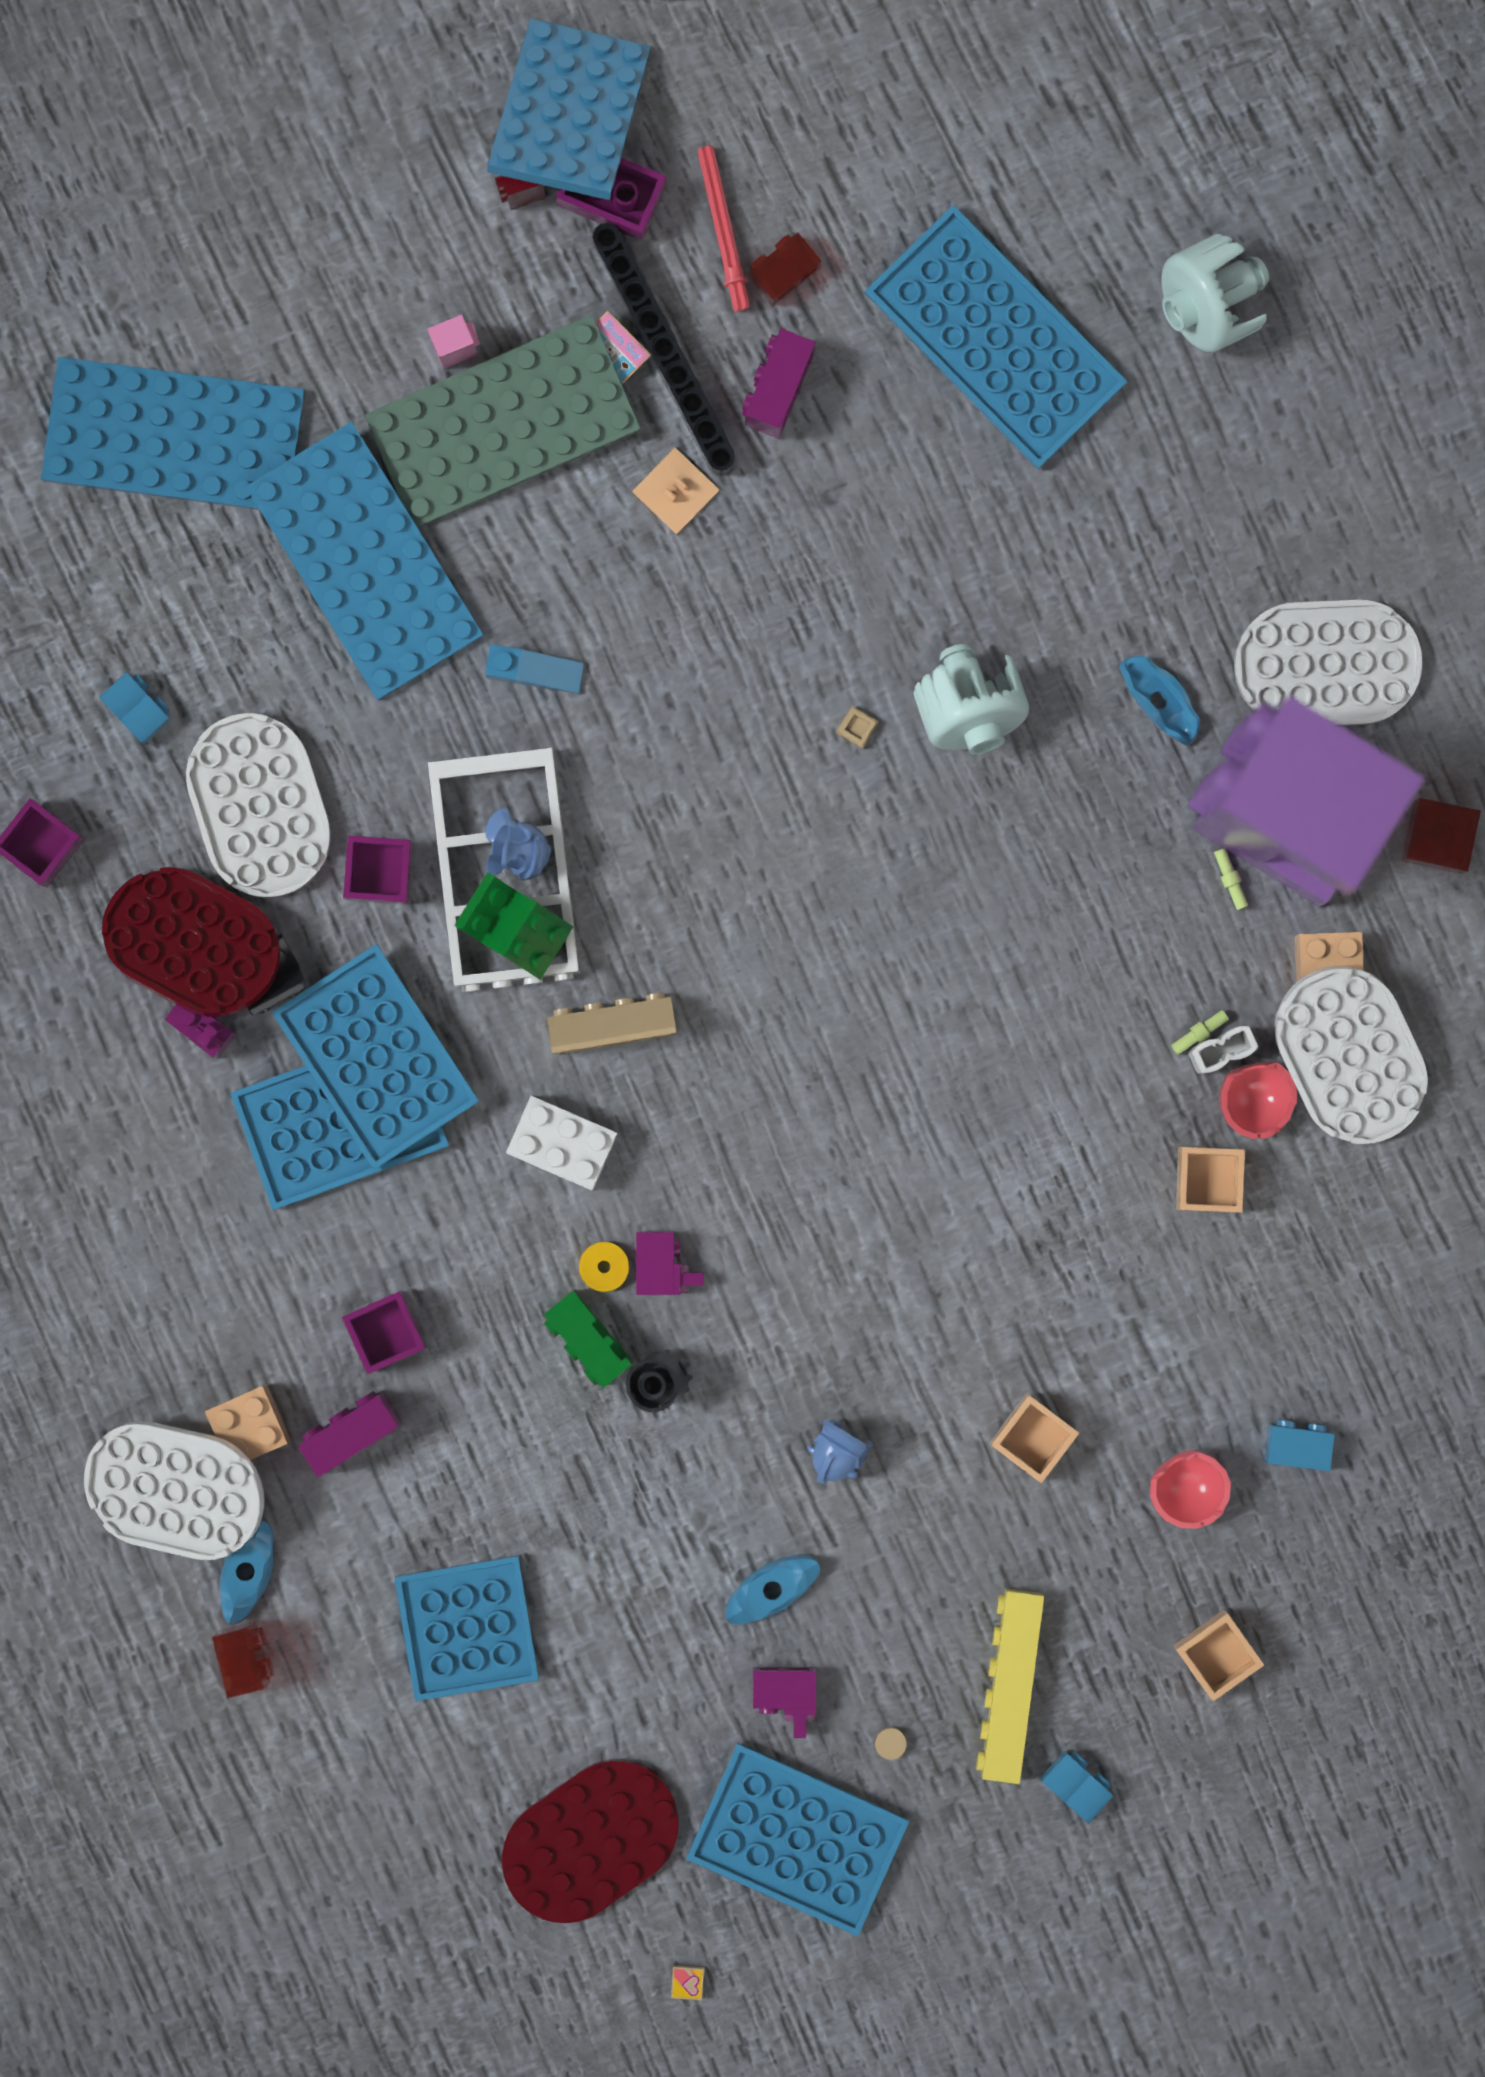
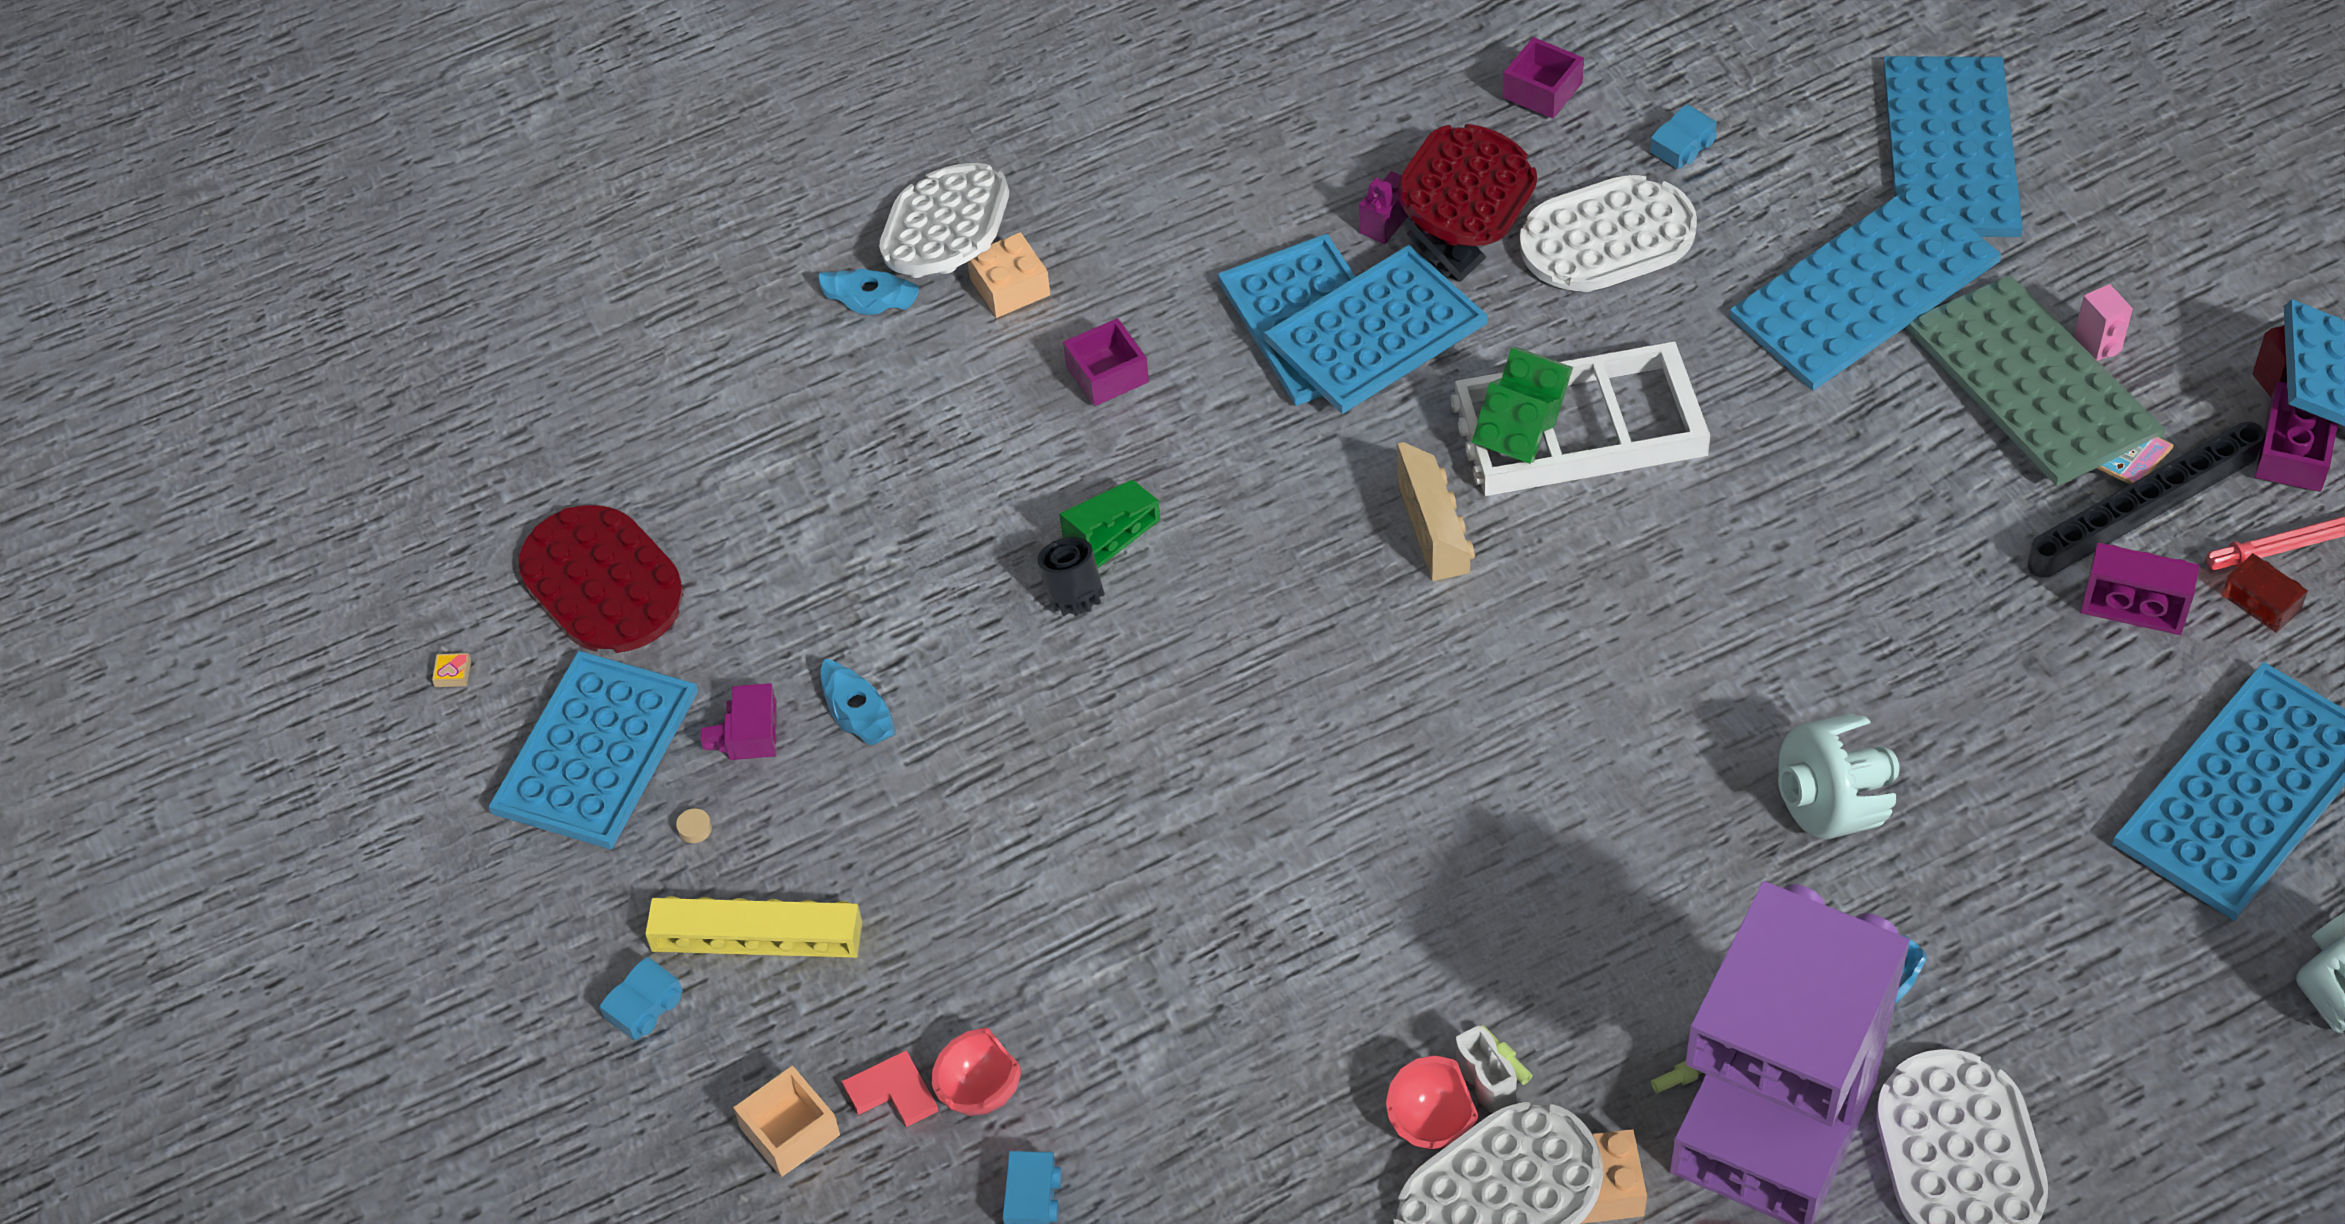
camera: 90 degrees right, 35 degrees down
(242, 1659) = (785, 282): clear red brick -> none
(349, 1433) = (1004, 342): magenta brick -> none
(378, 870) = (1561, 317): magenta piece -> none
(466, 1628) = (816, 458): dark azure plate -> none
(515, 846) = (1602, 403): medium blue helmet -> none
(533, 669) = (1787, 422): dark azure slope -> none
(561, 1143) = (1307, 486): white brick -> none
(604, 1252) = (1190, 549): yellow piece -> none
(656, 1267) = (1191, 576): magenta hinge -> none
(675, 491) = (2001, 529): light nougat piece -> none
(837, 1453) = (997, 730): medium blue helmet -> none
(857, 727) = (1786, 703): tan tile -> none
(1034, 1438) = (1027, 918): light nougat piece -> none
(1174, 1562) = (894, 1081): none -> coral tile
(1210, 1179) = (1334, 1068): light nougat piece -> none

